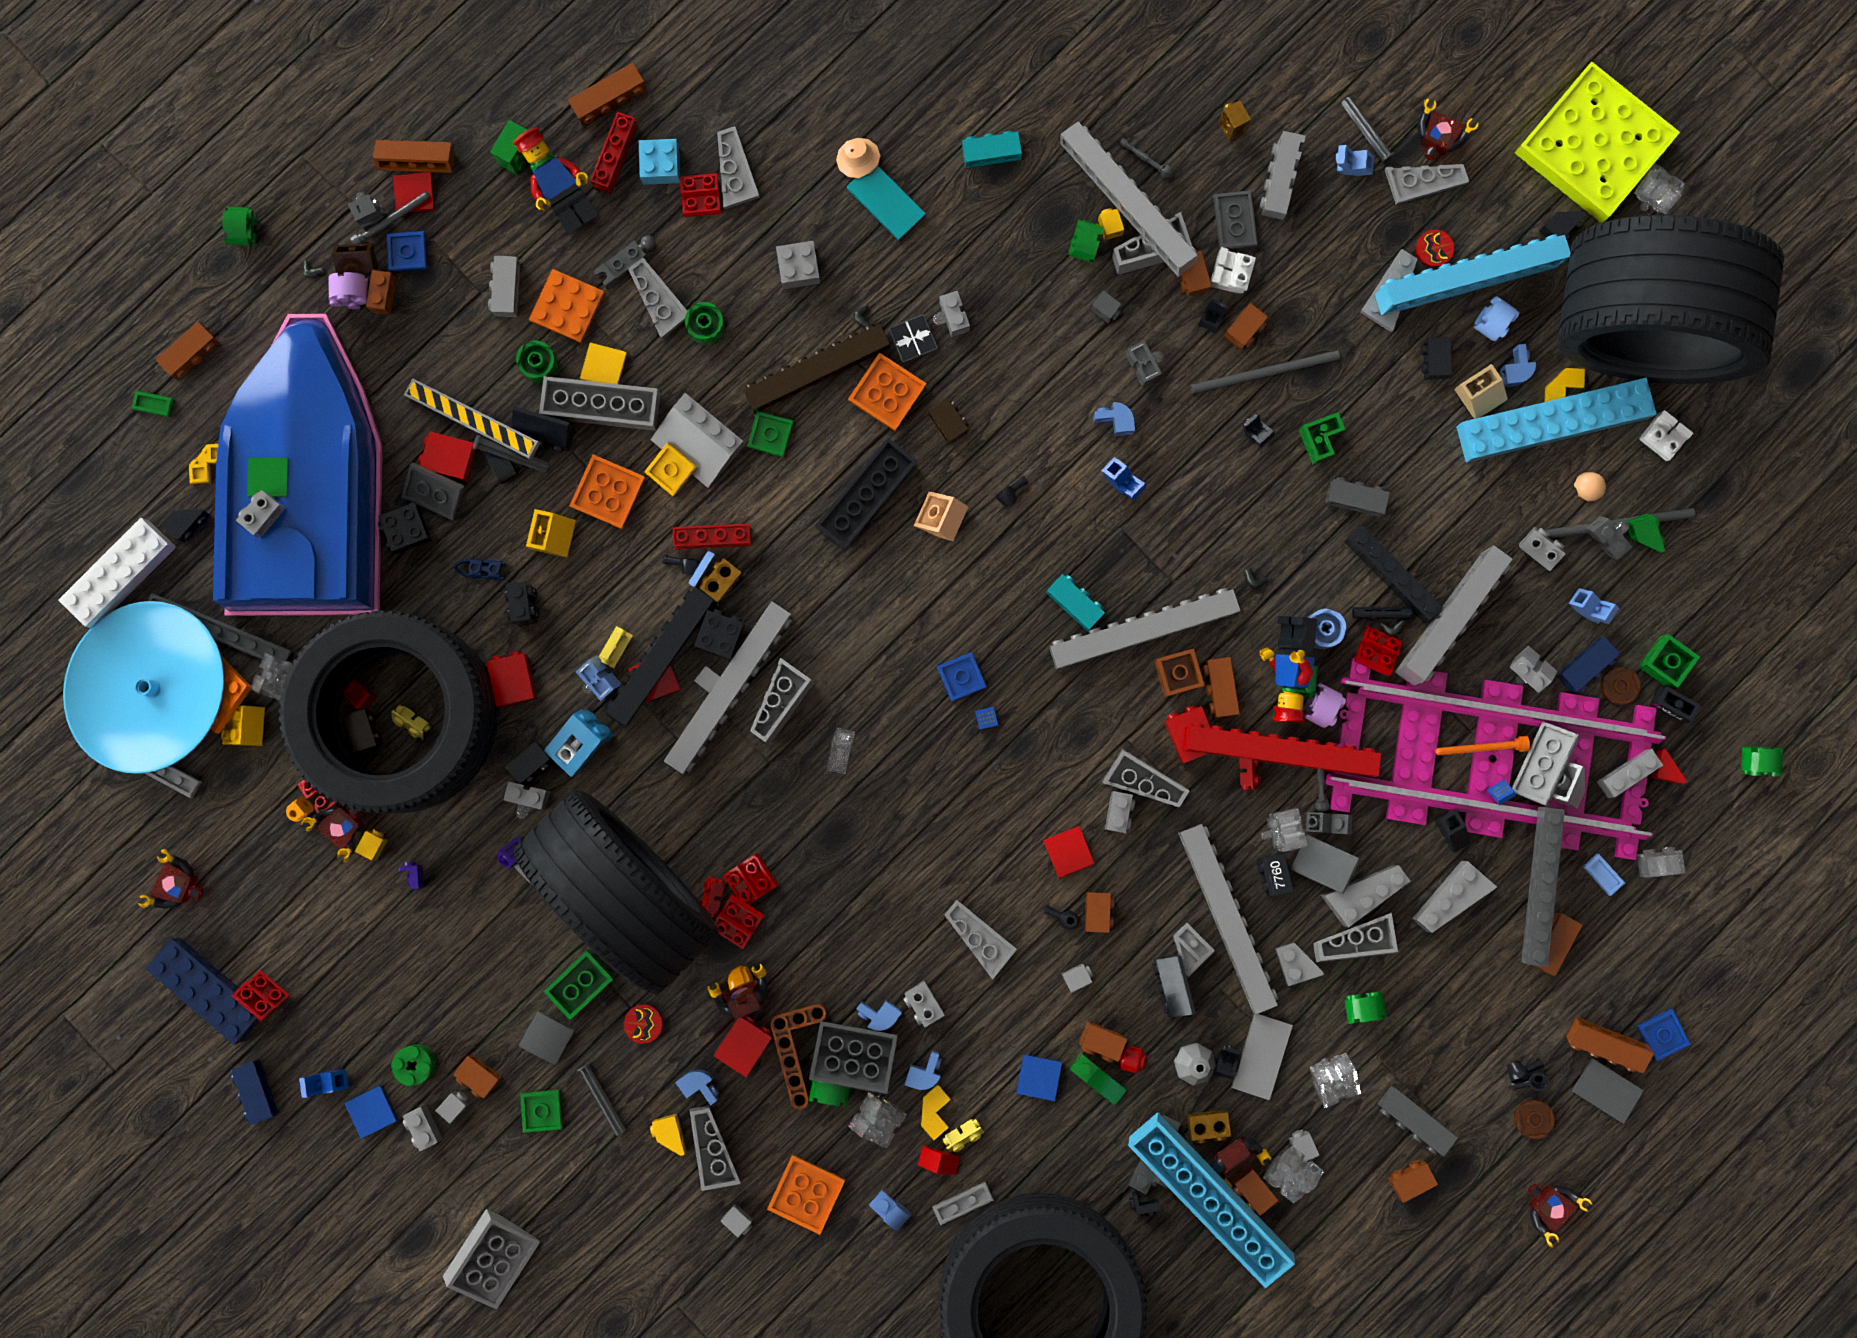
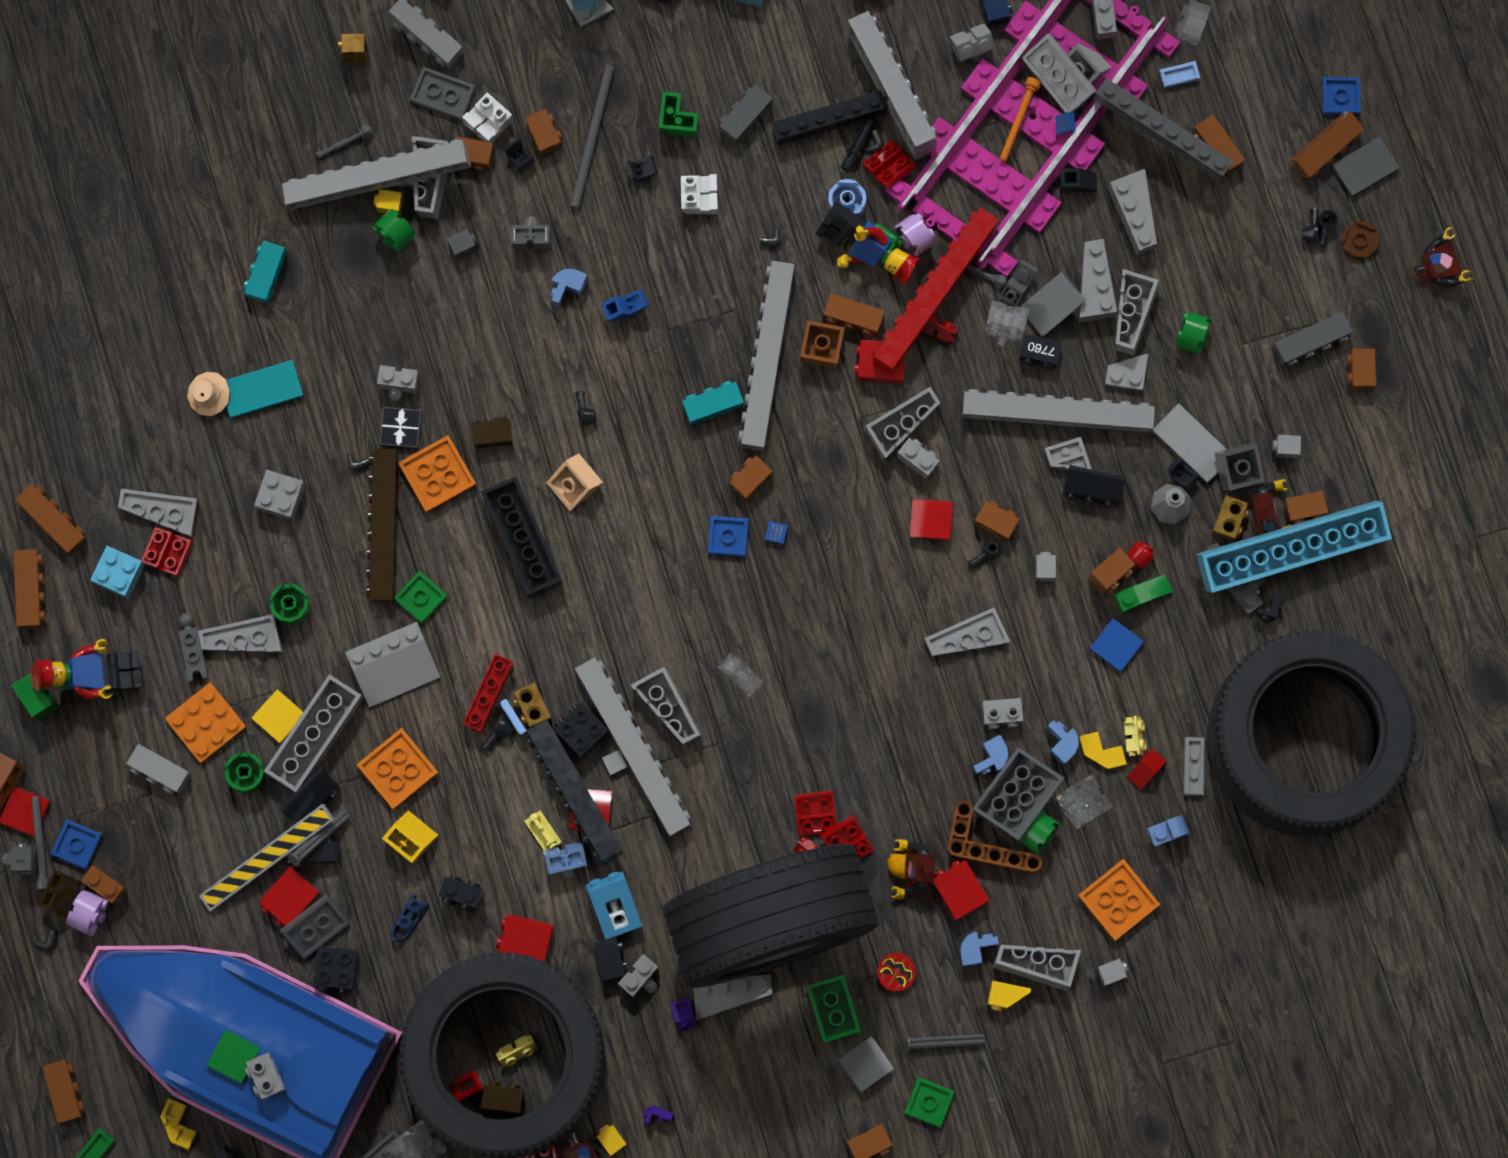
camera: 65 degrees left, 5 degrees down
(614, 153) = (87, 609): red brick -> none
(670, 469) = (406, 701): yellow tile -> none
(678, 81) = (51, 520): none -> dark orange brick
(1024, 670) = (750, 477): none -> dark orange brick
(1261, 493) = (699, 194): none -> white hips
(1261, 1112) = (1239, 466): none -> dark grey brick
(1293, 1174) = (1306, 466): clear brick -> none
(1335, 1079) = (1242, 389): clear brick -> none

